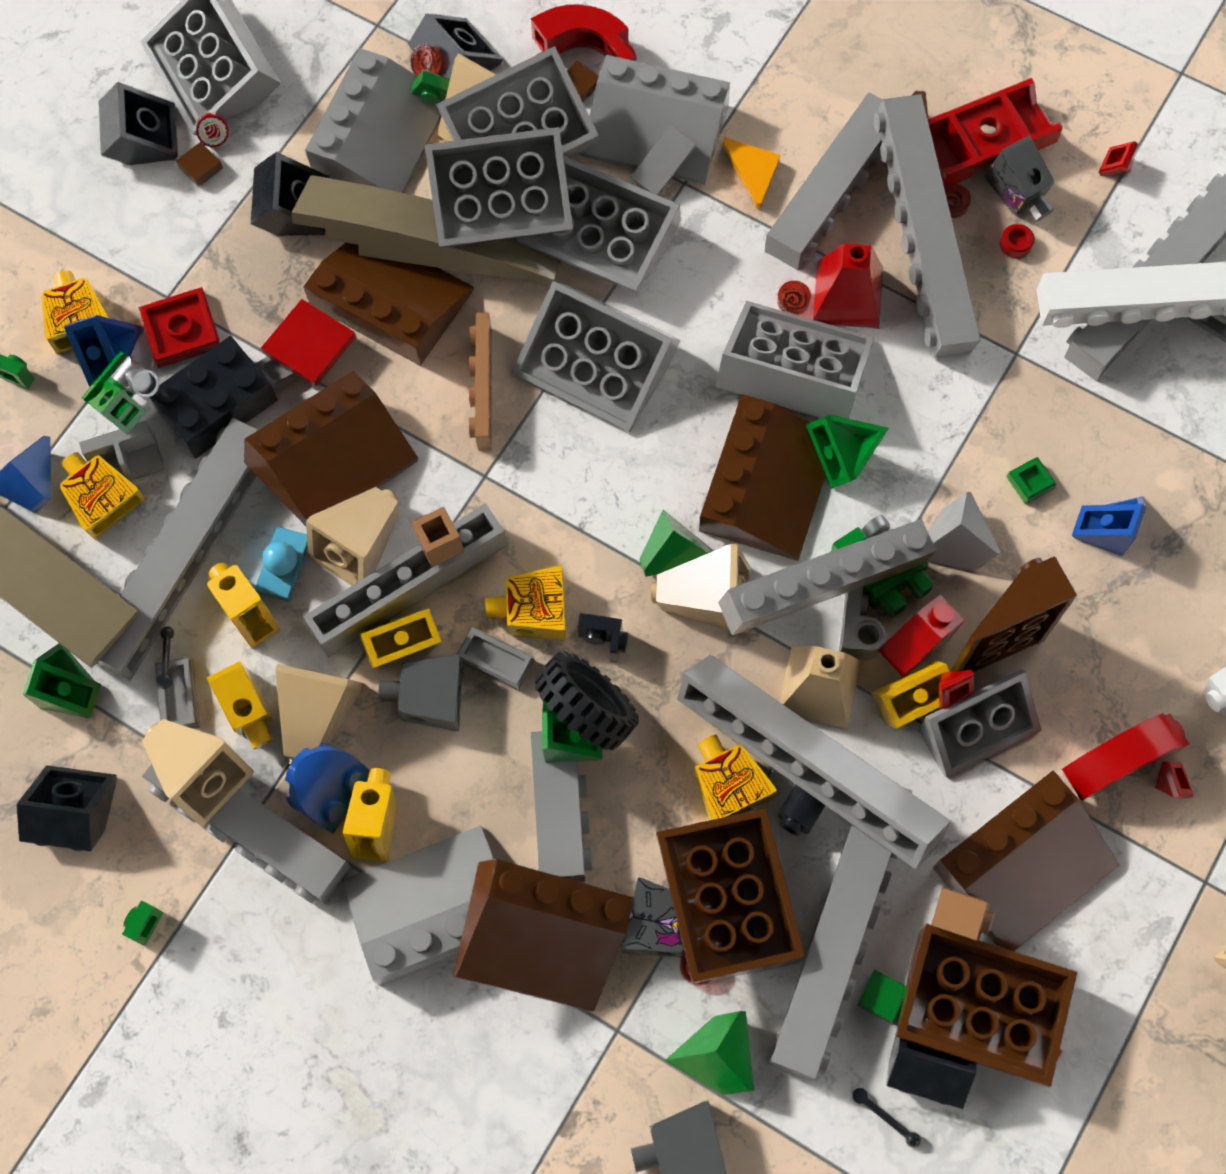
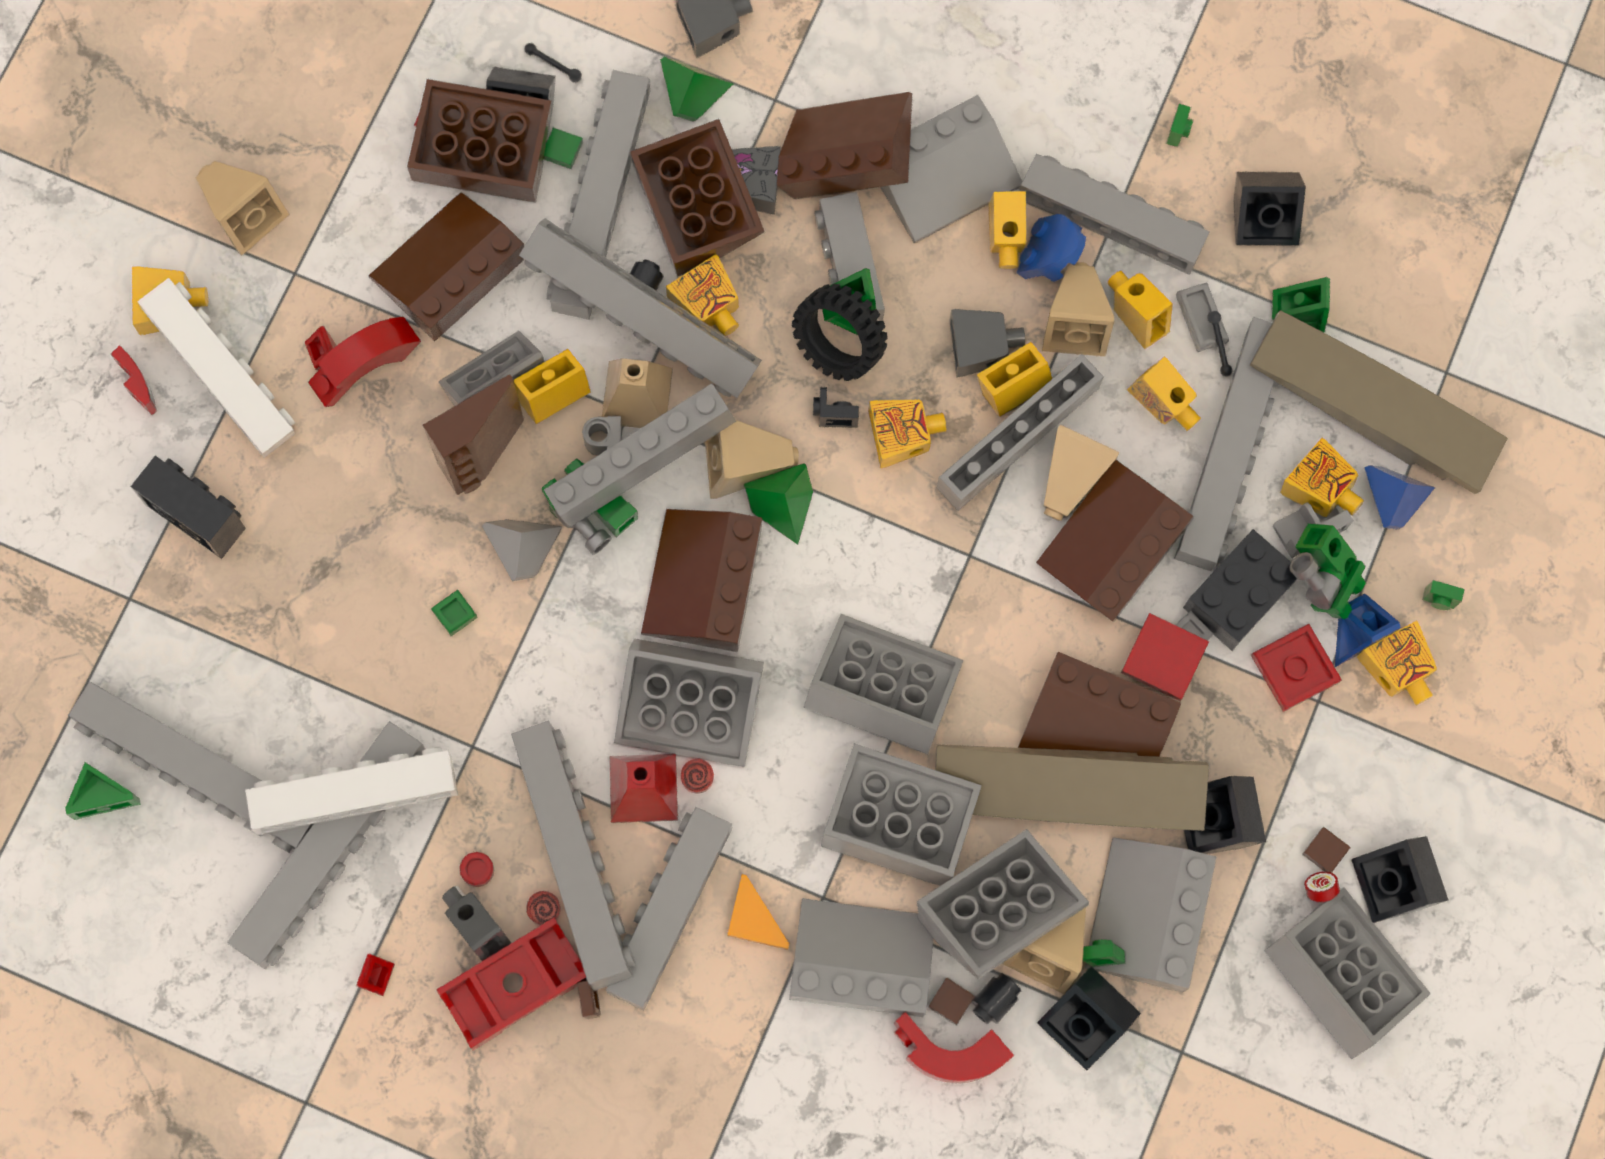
camera: 165 degrees right, 5 degrees up
(194, 768) = (1167, 232): tan slope -> none
(282, 564) = (1138, 442): medium azure tile -> none
(425, 58) = (1115, 987): clear red tile -> none
(437, 536) = (996, 446): medium nougat brick -> none
(481, 394) = (992, 654): medium nougat plate -> none
(495, 658) = (928, 383): light grey tile -> none
(498, 187) = (1007, 818): light grey slope -> none
(663, 160) = (847, 905): light grey tile -> none
(844, 446) = (633, 608): green slope -> none
(921, 635) = (550, 439): red slope -> none
(955, 687) = (524, 377): red slope -> none
(963, 914) = (503, 197): medium nougat brick -> none
(1110, 525) = (377, 577): blue slope -> none

